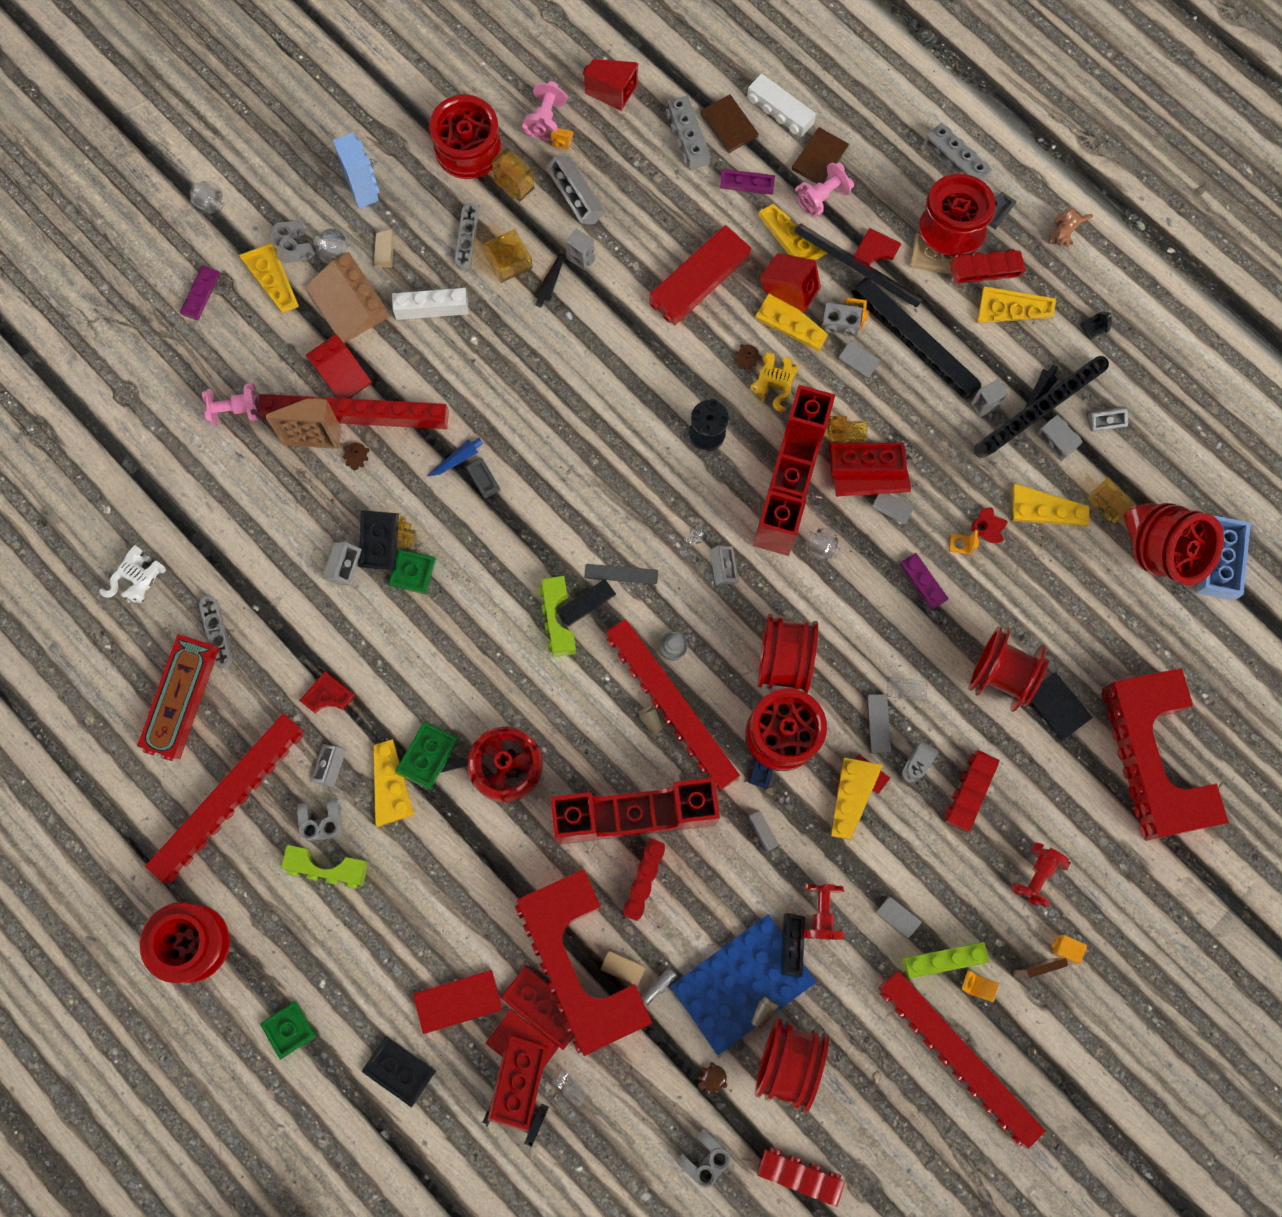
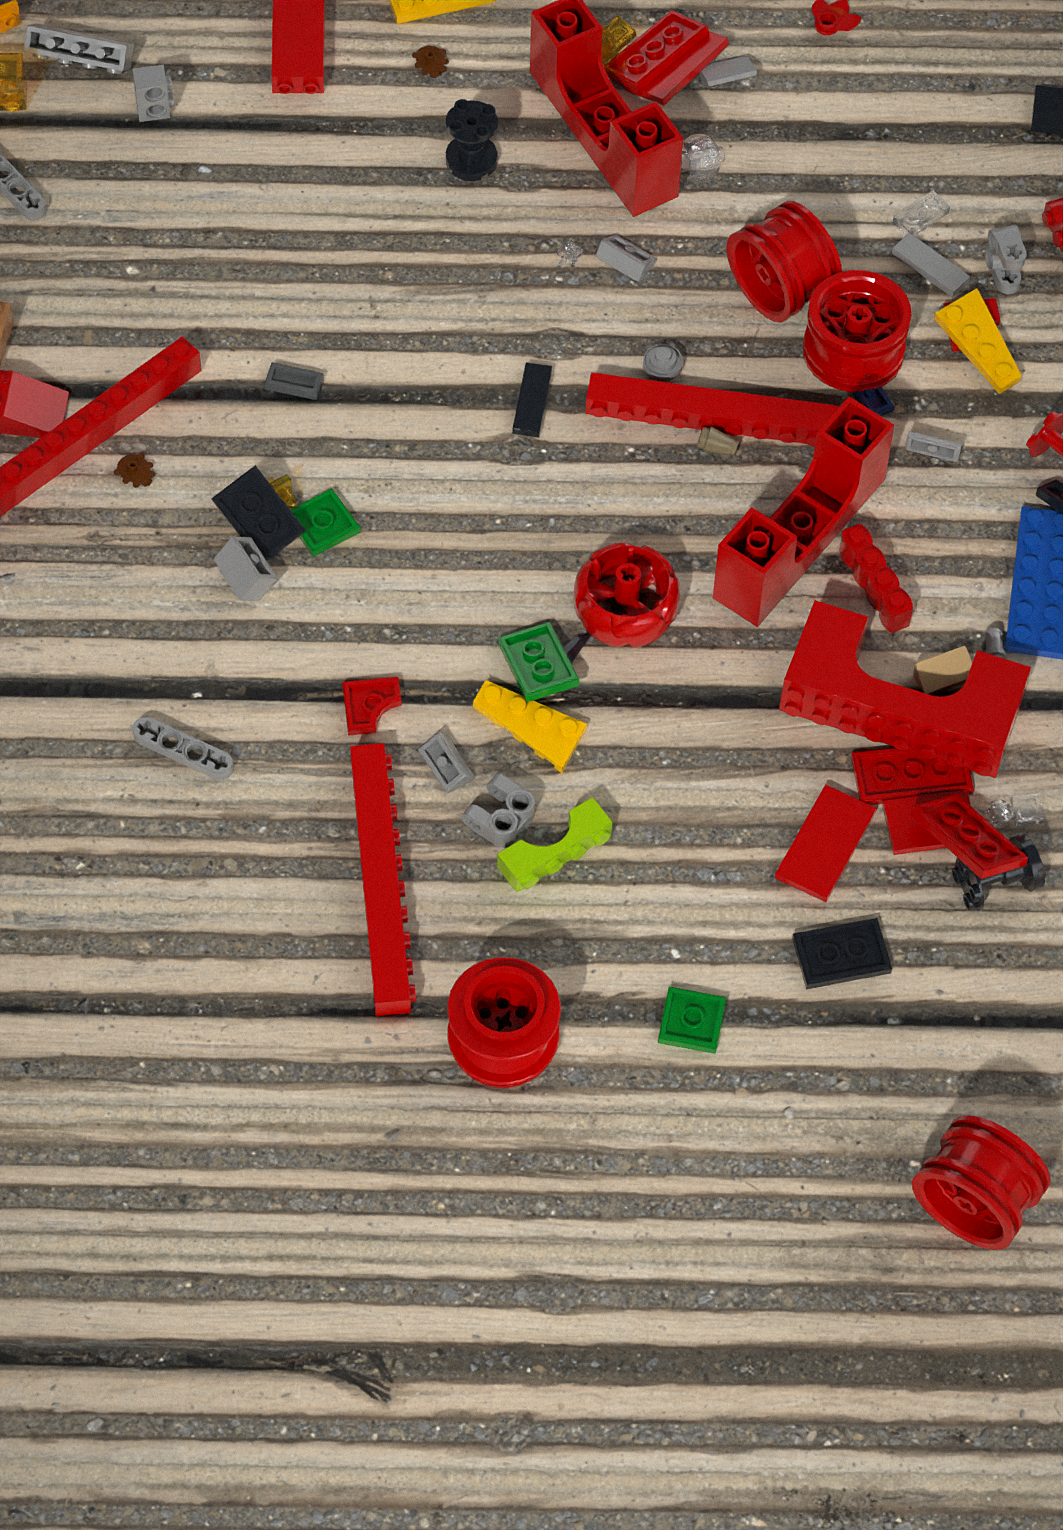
camera: 45 degrees left, 15 degrees down
(132, 571) = (34, 767): white animal -> none
(178, 697) = (220, 832): brick -> none
(306, 424) = (68, 462): medium nougat slope -> none
(430, 303) = (49, 268): white brick -> none
(461, 454) = (245, 378): blue bar -> none
(507, 256) = (80, 160): clear yellow brick -> none
(546, 288) = (151, 160): black bar -> none
(555, 593) = (546, 449): lime arch -> none
(623, 574) = (534, 349): dark grey sticker -> none
(776, 378) = (482, 53): yellow animal -> none
(924, 581) = (829, 112): magenta plate -> none
(971, 543) = (834, 44): light orange bracket -> none
(1009, 669) = (996, 104): red wheel -> none

